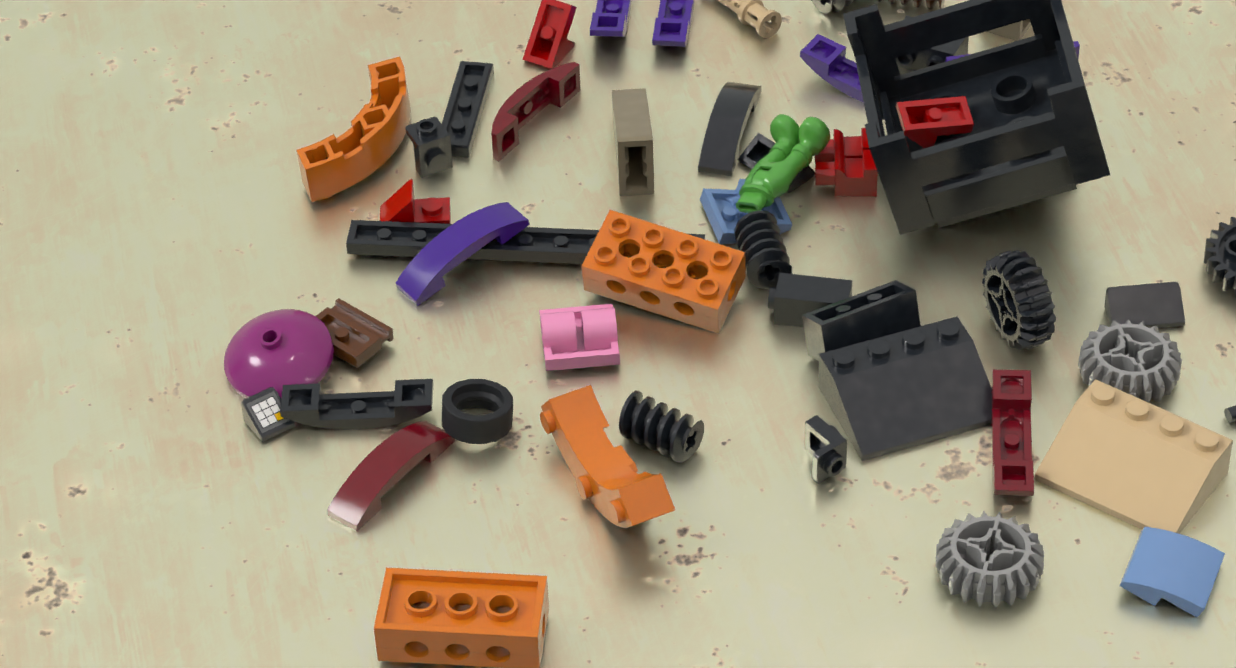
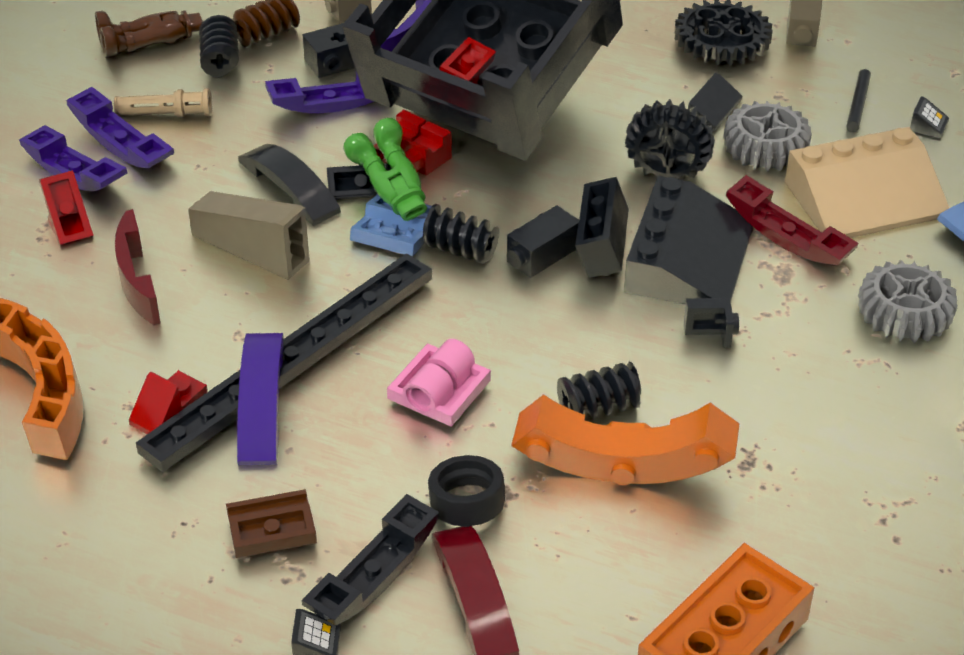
camera: 55 degrees left, 0 degrees up
(278, 351) = (247, 608): magenta dish -> none
(430, 145) = (113, 341): black bracket -> none
(467, 105) = (76, 307): black tile -> none
(664, 271) = (433, 292): orange brick -> none

